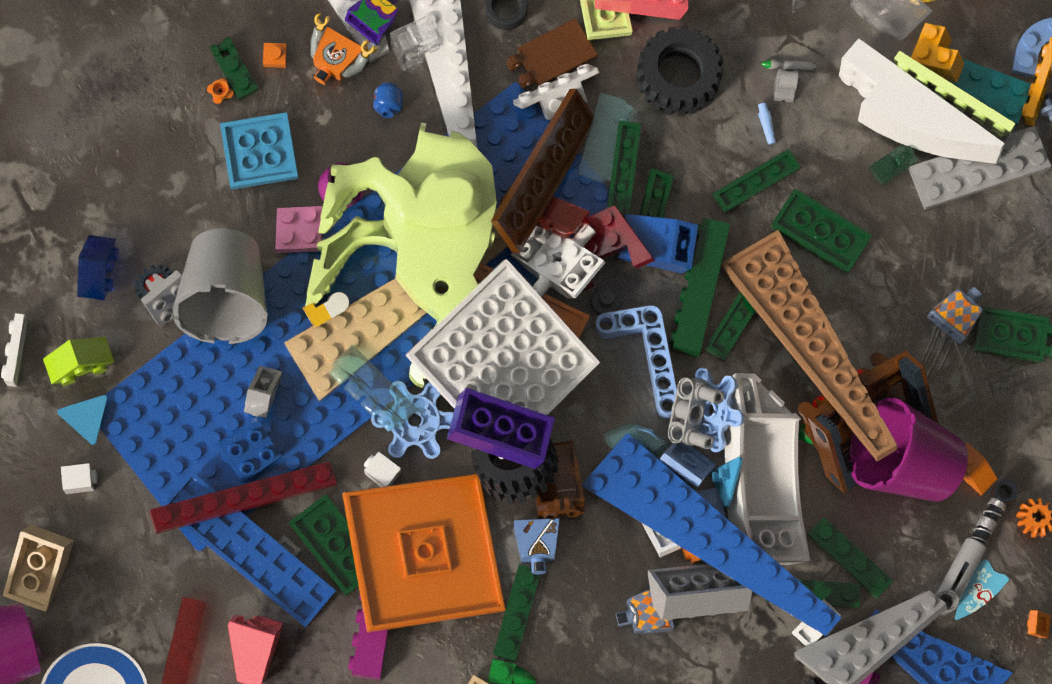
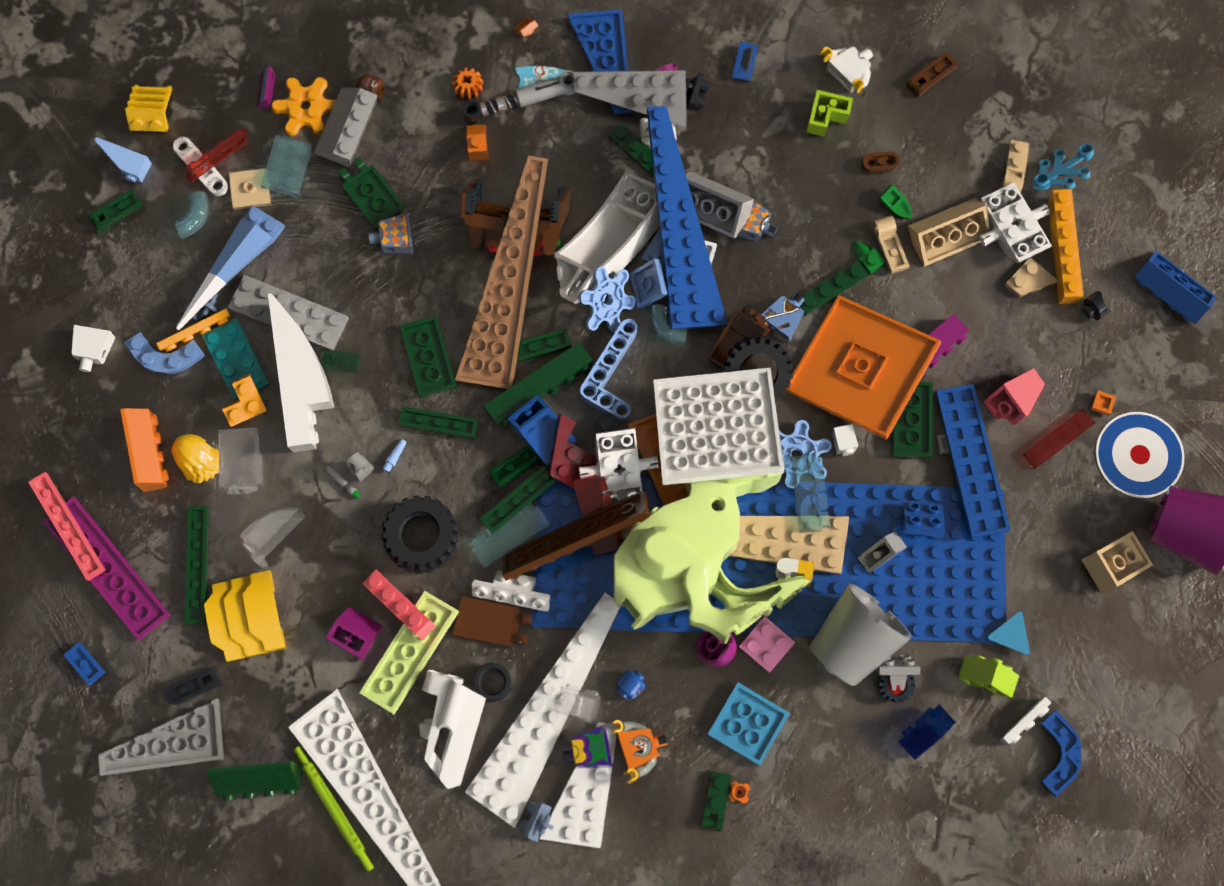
camera: 135 degrees left, 0 degrees up
(78, 478) = (1047, 598): white brick -> none
(242, 497) = (952, 492): dark red plate -> none
(275, 55) = (679, 786): orange plate -> none
(500, 428) = (761, 377): dark purple brick -> none
(689, 411) = (621, 310): light grey piece -> none
(725, 479) = (635, 251): dark azure piece -> none
(850, 558) = (599, 154): dark green plate -> none
(926, 461) = (501, 158): magenta cone -> none
(961, 100) = (264, 366): yellowish green plate -> none

